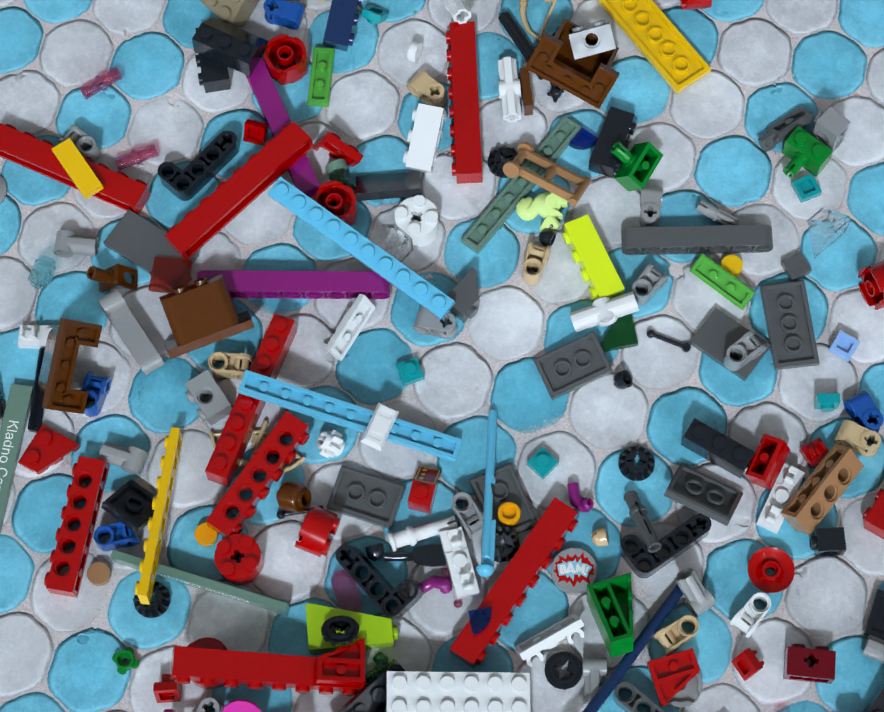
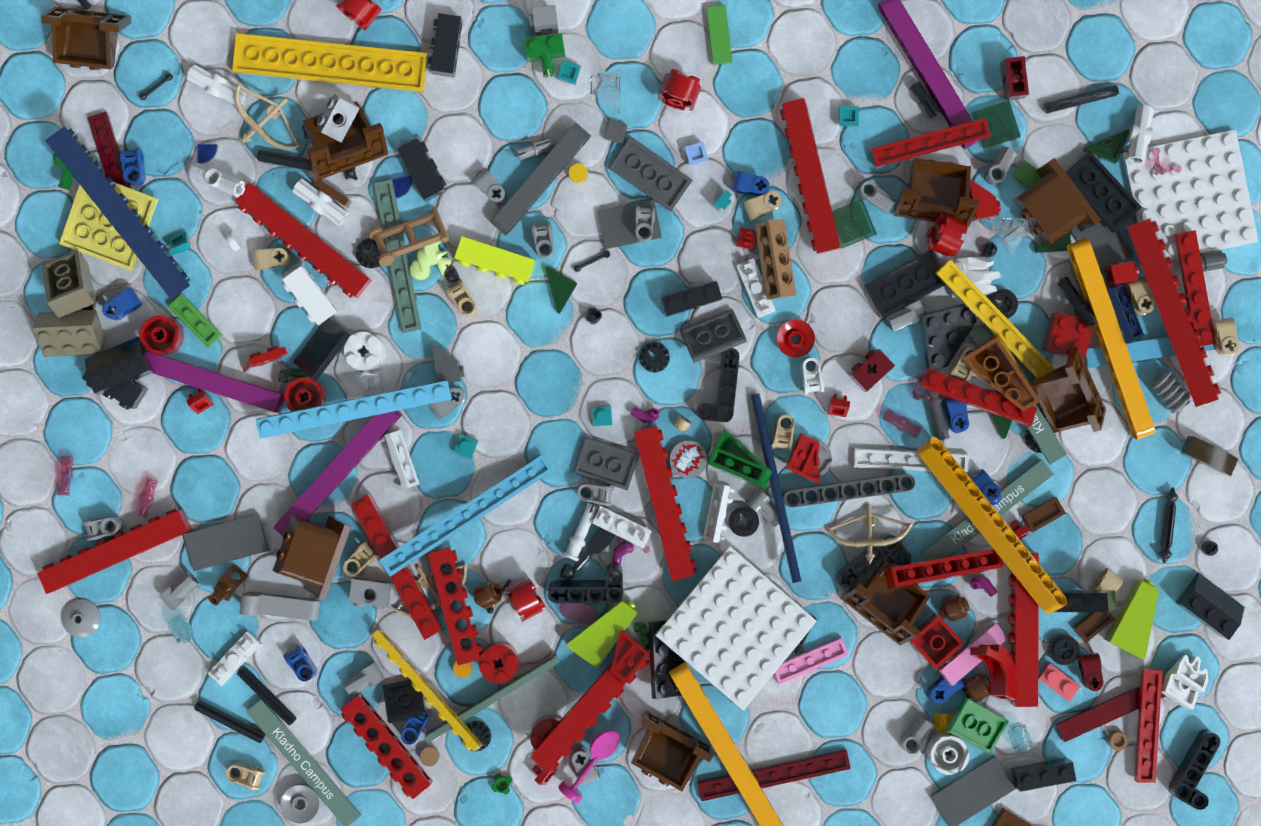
camera: 55 degrees left, 20 degrees up
(46, 449) = (314, 724): red wing -> none
(60, 362) = (267, 677): reddish brown windscreen -> none
(77, 168) = (124, 548): yellow tile -> none
(169, 273) = (259, 546): clear red piece -> none
(224, 147) = (191, 457): black beam -> none
(239, 190) = (238, 452): red brick -> none
(330, 443) = (472, 540): white gear -> none
(339, 164) = (276, 368): sand green tile -> none
(340, 623) = (599, 636): black gear -> none
(366, 497) = (526, 546): dark grey tile -> none
(379, 426) = (491, 502): white tile -> none
(424, 489) = (553, 505): red slope -> none
(479, 619) = (671, 548): clear blue tile -> none
(489, 526) = (617, 490): medium azure bar -> none
(509, 513) = (617, 468): light orange tile -> none
(511, 538) = (625, 491): black gear -> none
(573, 365) = (555, 339): dark grey tile -> none
(604, 311) = (538, 286): white piece -> none
(636, 164) = (454, 169): green brick -> none
(639, 514) = (688, 387): dark grey pin -> none
(697, 597) = (770, 399): light grey piece -> none
(722, 281) = (584, 189): bright green tile -> none
(731, 77) = (445, 45): none -> black brick
(767, 461) = (728, 277): red brick -> none
(784, 128) = (514, 44): dark grey hinge -> none
(828, 542) = (809, 287): black brick -> none

